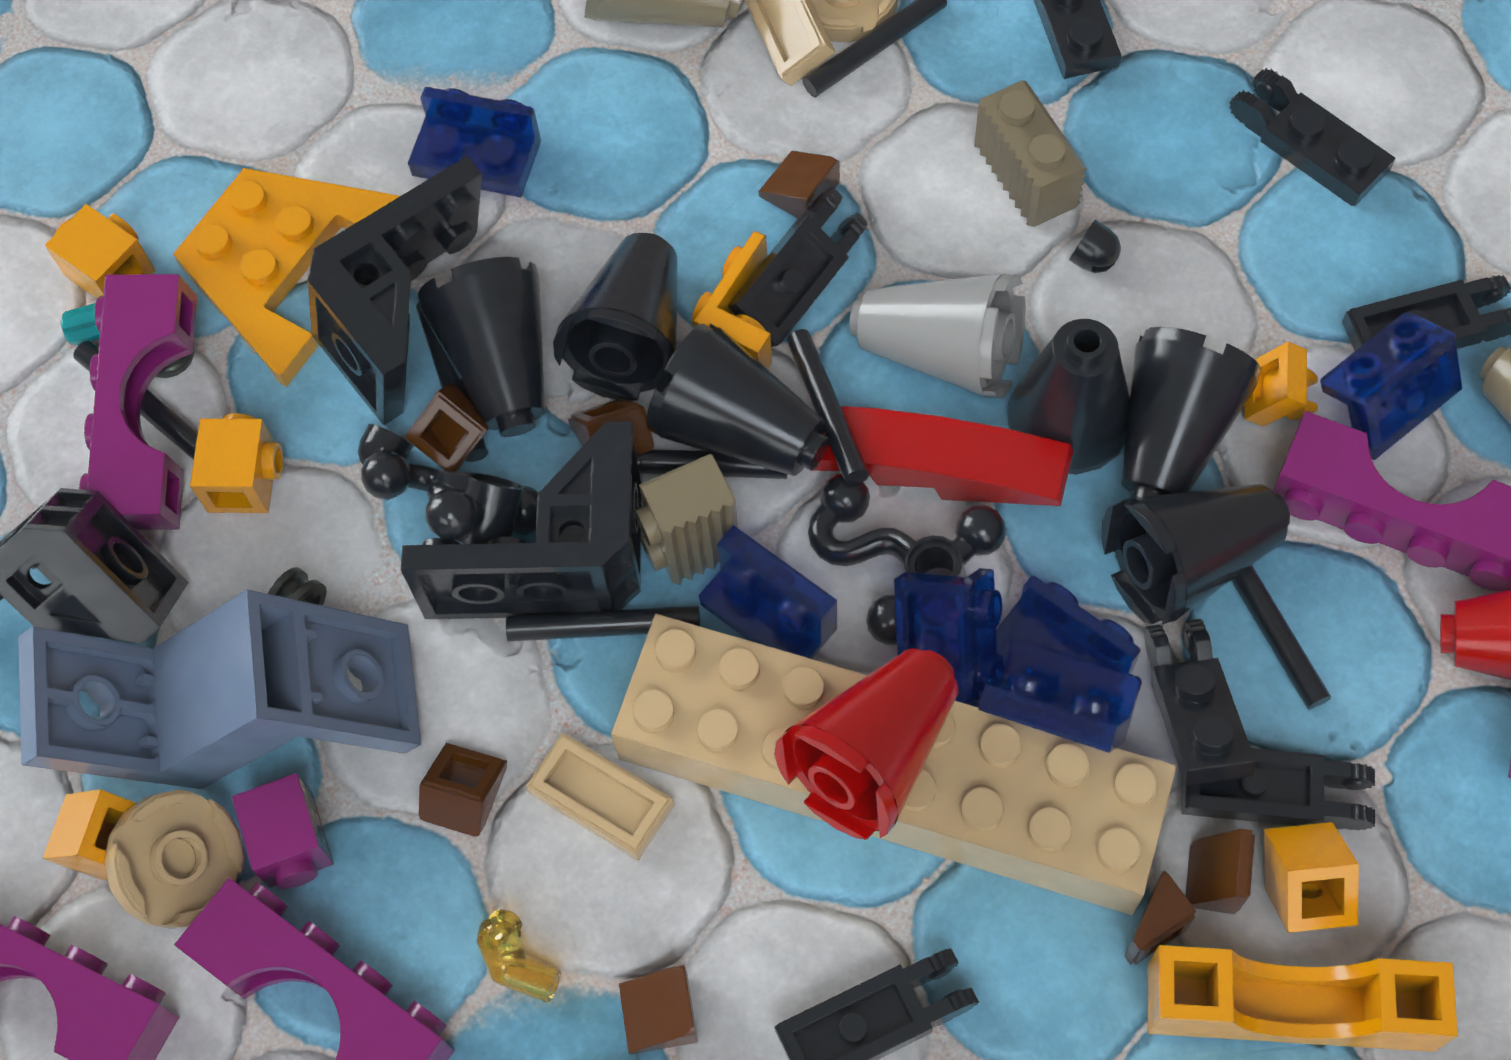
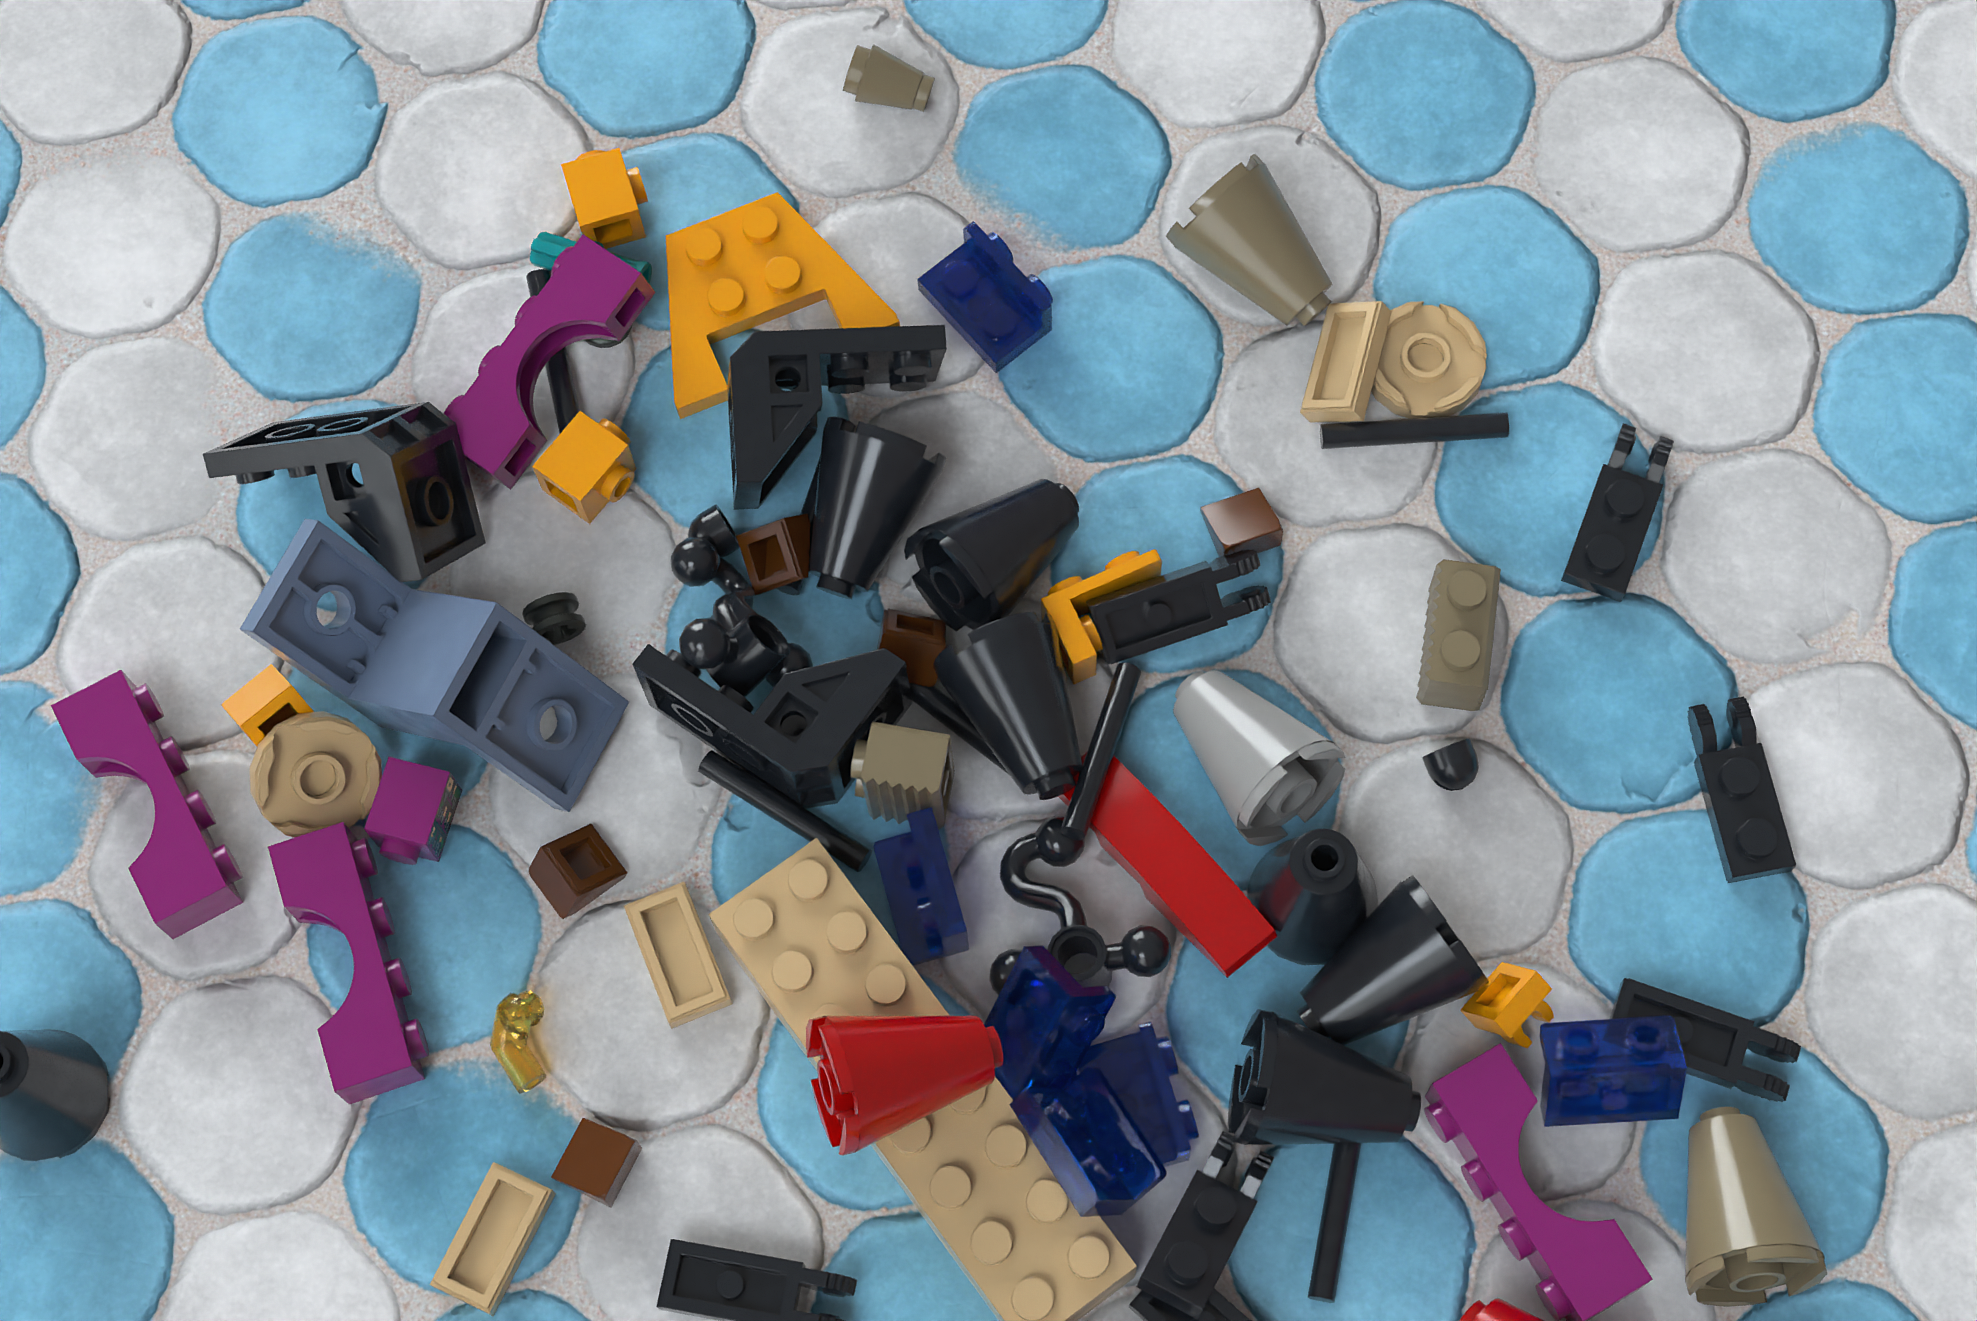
camera: 35 degrees right, 5 degrees up
(273, 38) = (886, 80): none -> dark tan cone

